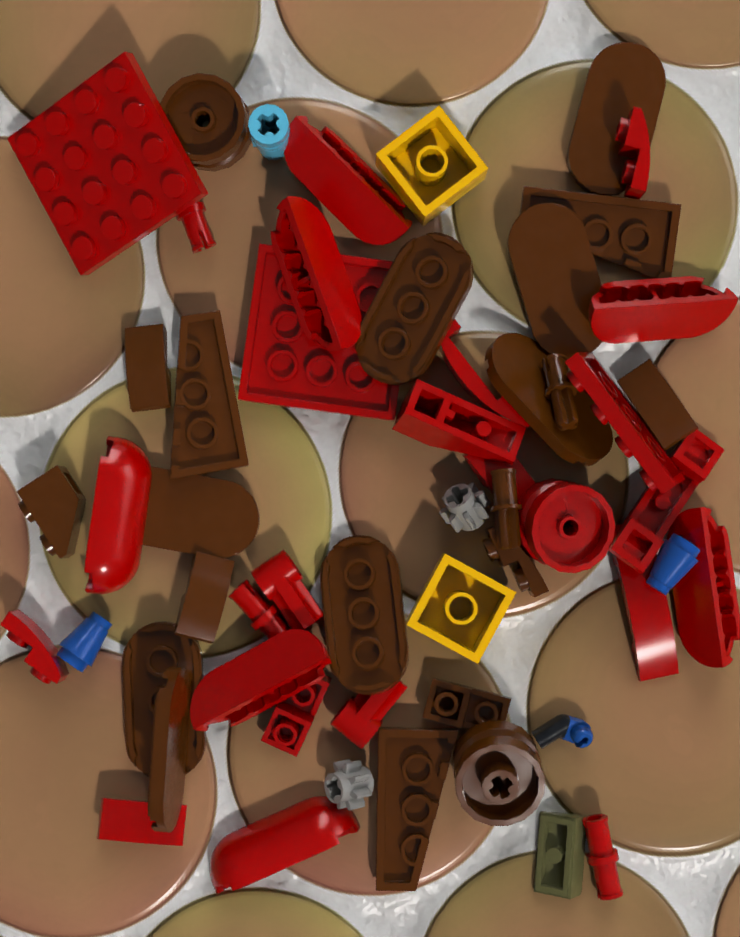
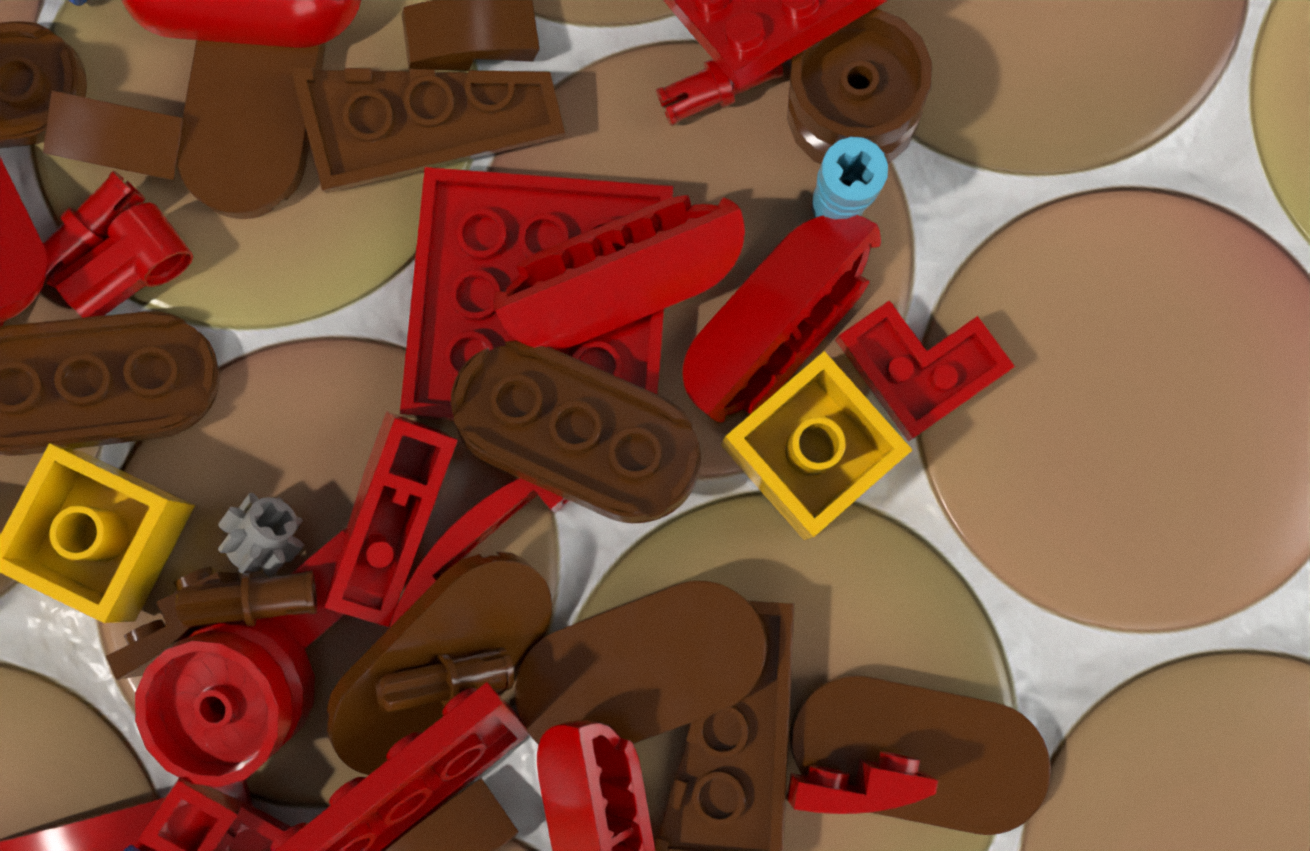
camera: 85 degrees right, 5 degrees down
(392, 99) = (916, 383): none -> red plate

